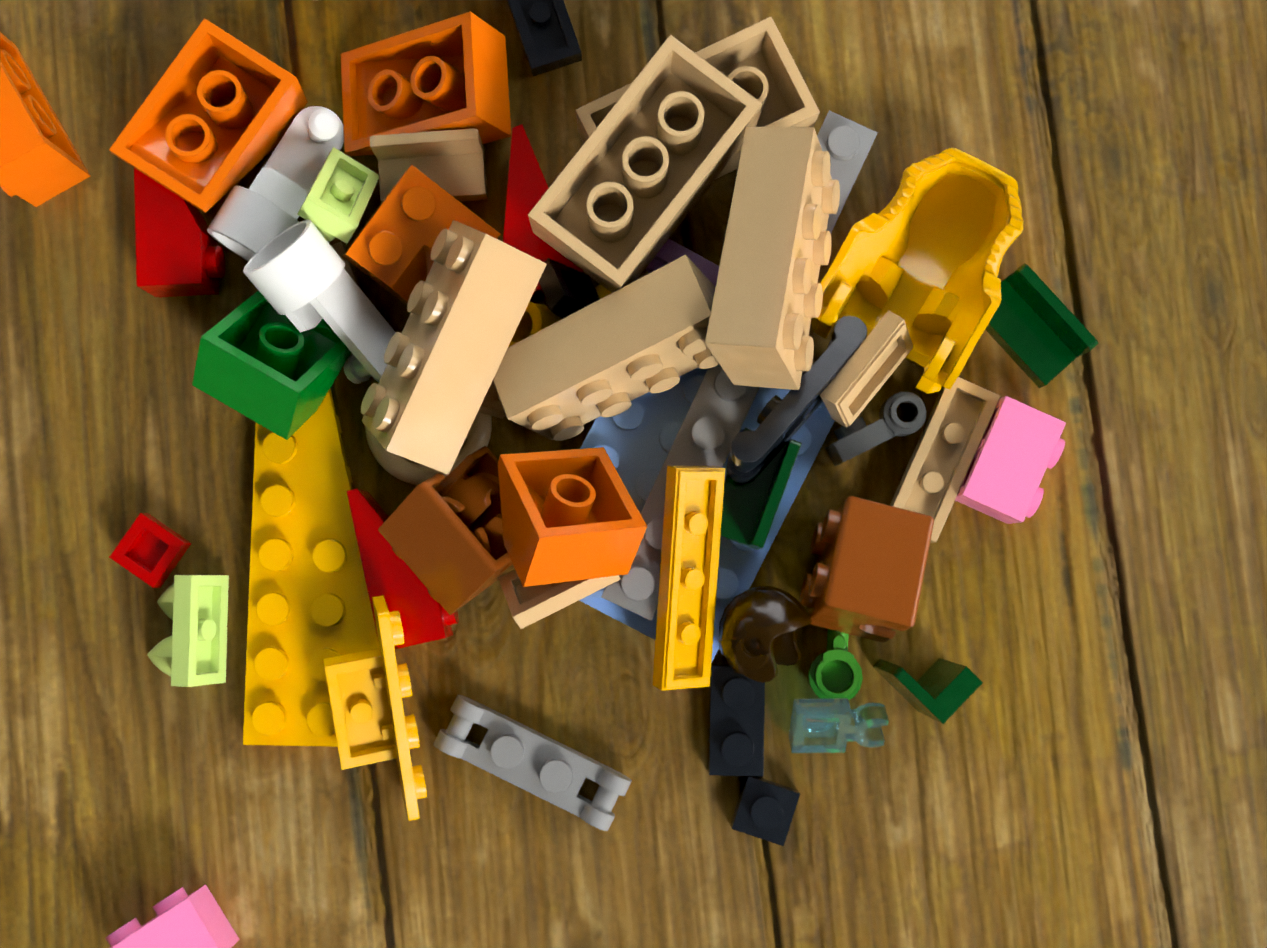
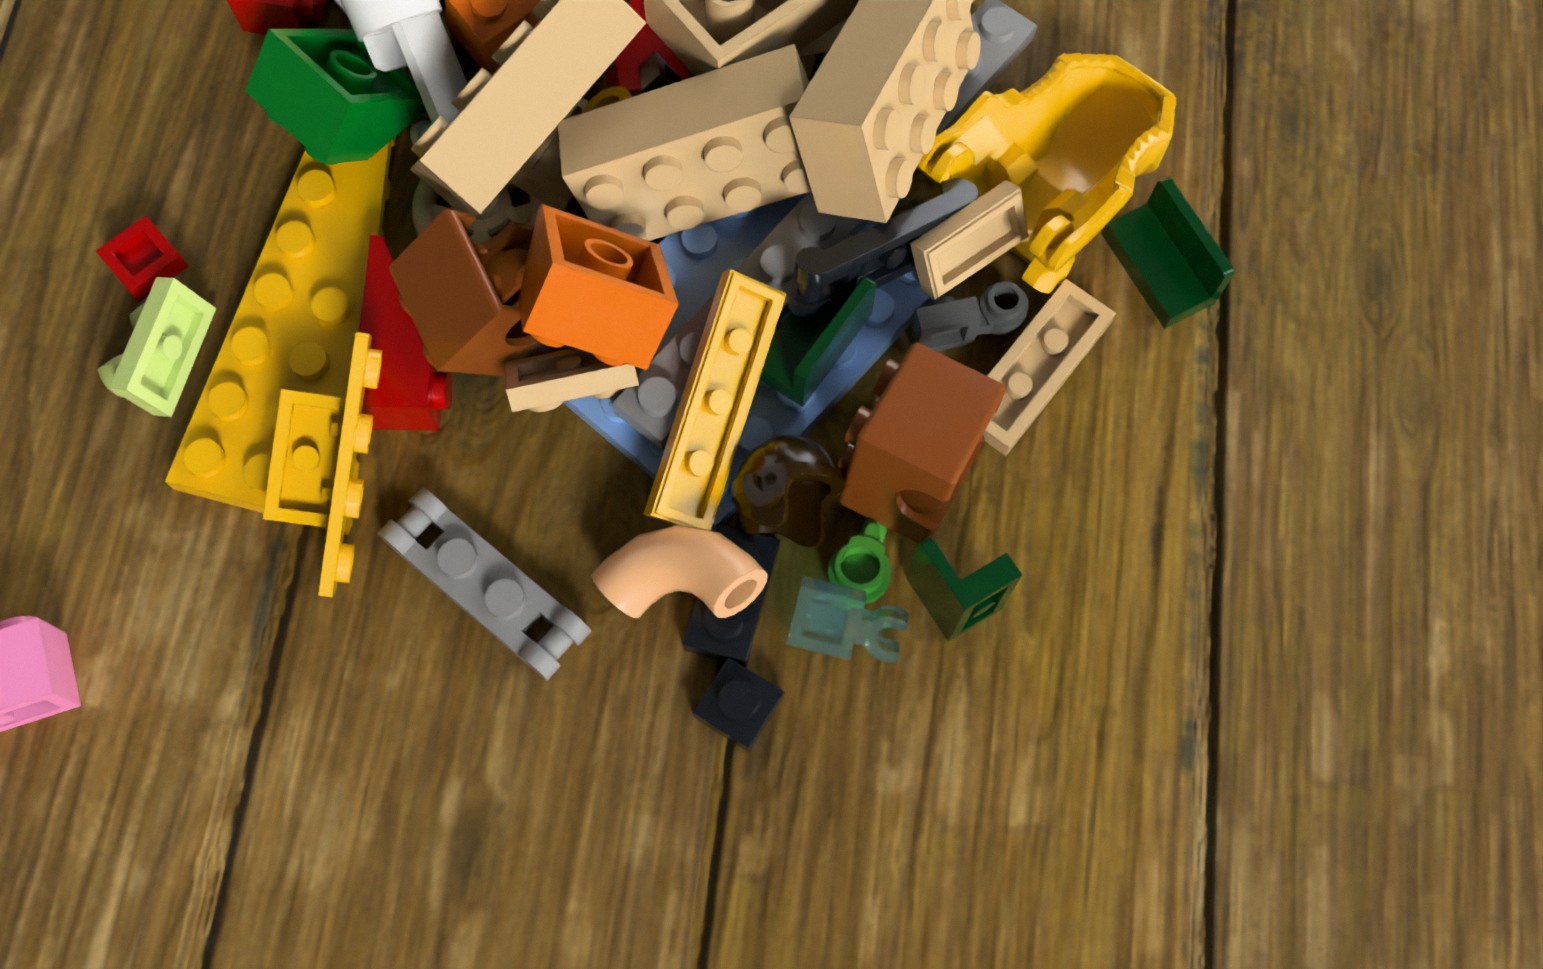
camera: 15 degrees right, 15 degrees down
(693, 717) = (680, 561): none -> light nougat cylinder
(1012, 462) = (1110, 383): bright pink brick -> none

